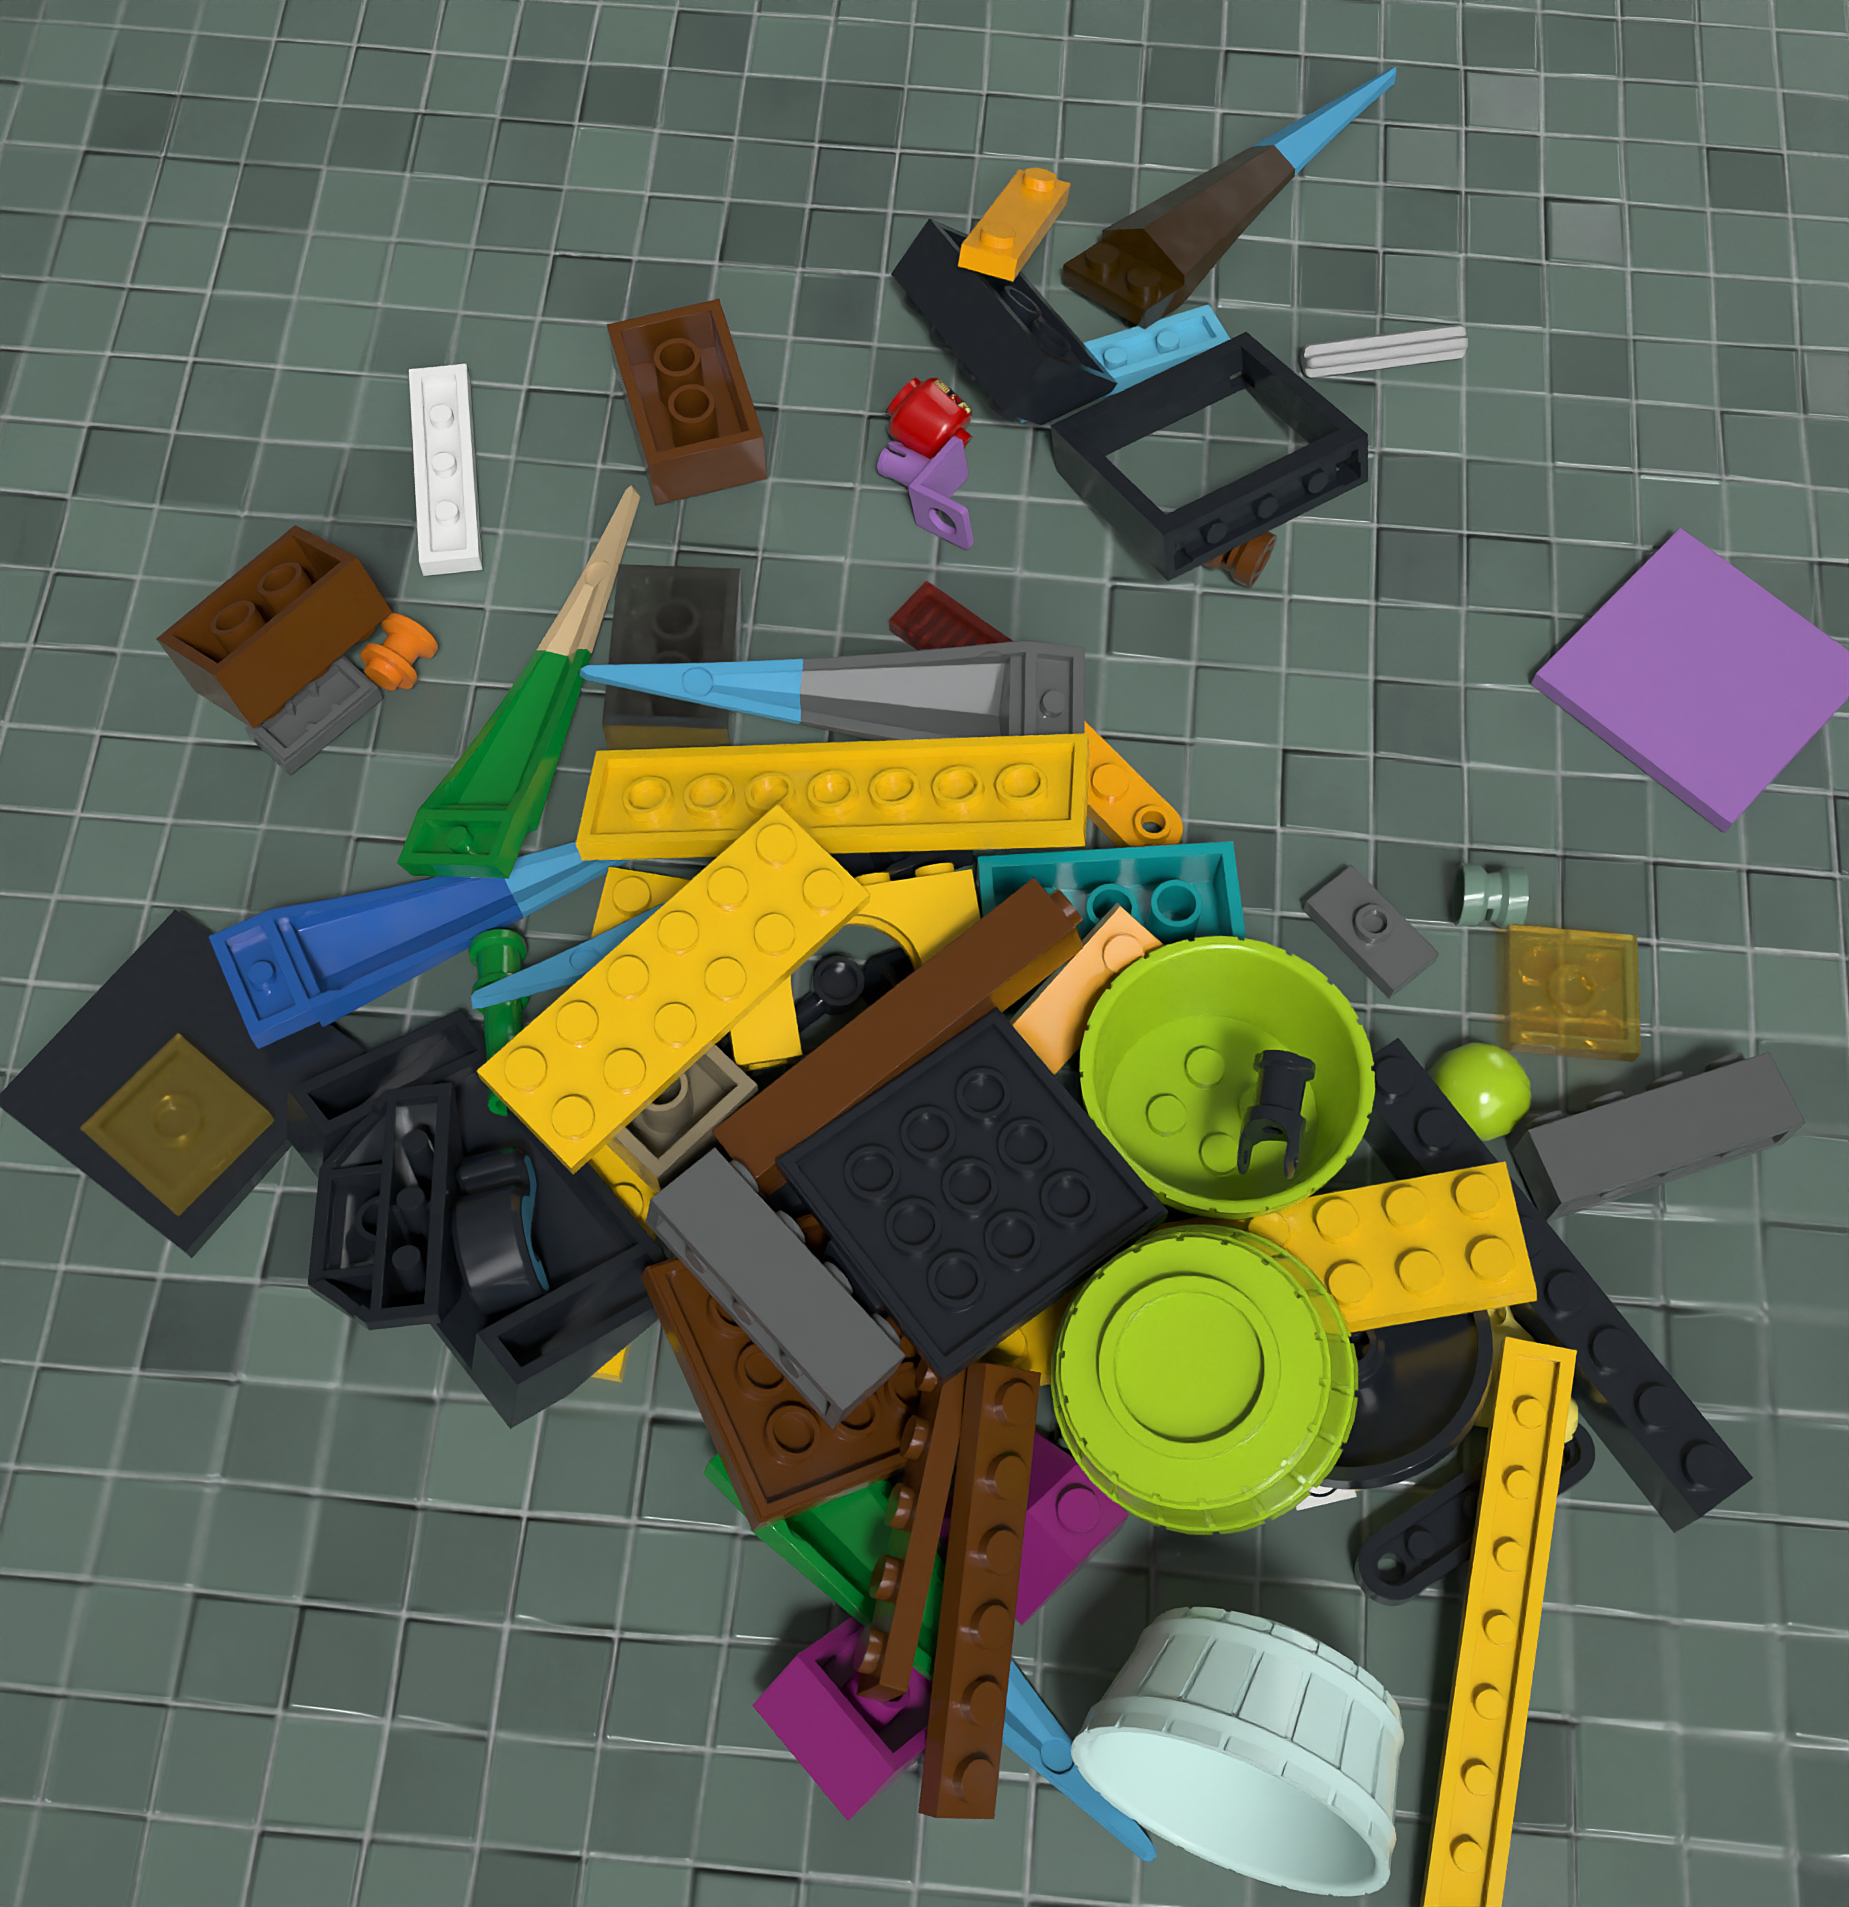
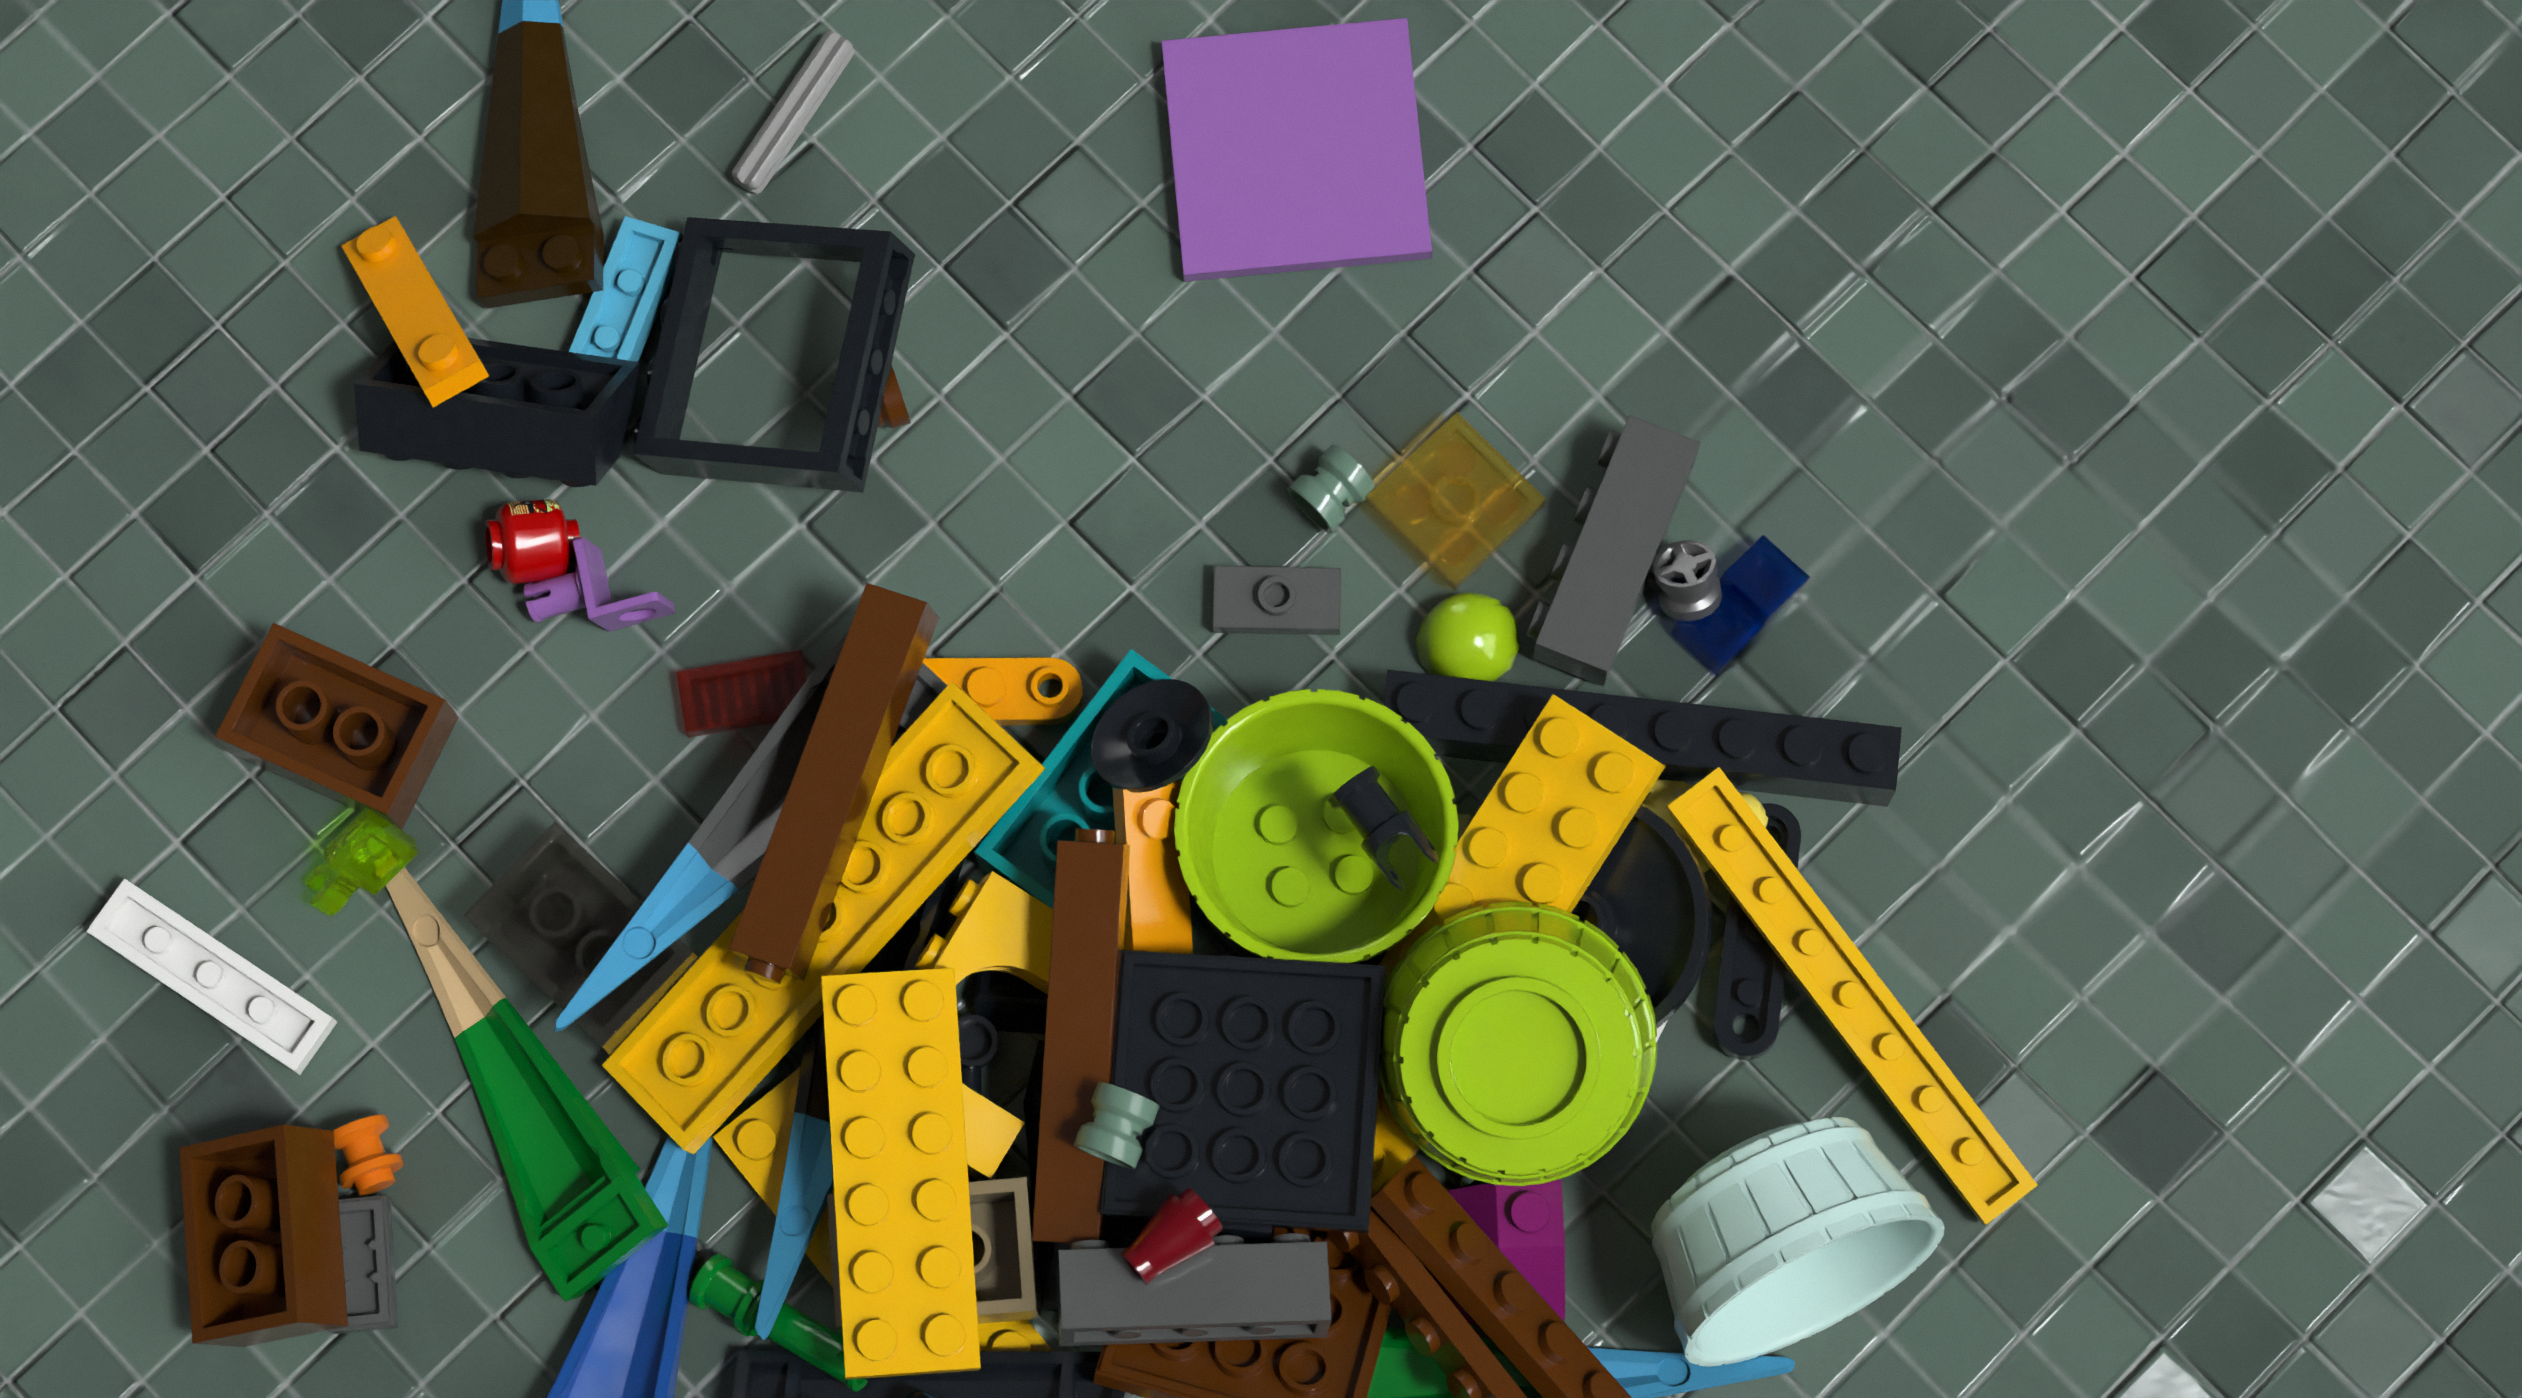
camera: 45 degrees left, 10 degrees up
(610, 485) = (361, 856): none -> clear neon green plate
(798, 1221) = (1173, 1235): none -> dark red cone
(851, 1106) = (1117, 1122): none -> sand green wheel
(935, 712) = (833, 784): none -> reddish brown brick
(1182, 898) = (1152, 735): none -> black dish
(1689, 1211) = (1687, 580): none -> flat silver wheel
(1711, 1274) = (1752, 596): none -> clear blue slope

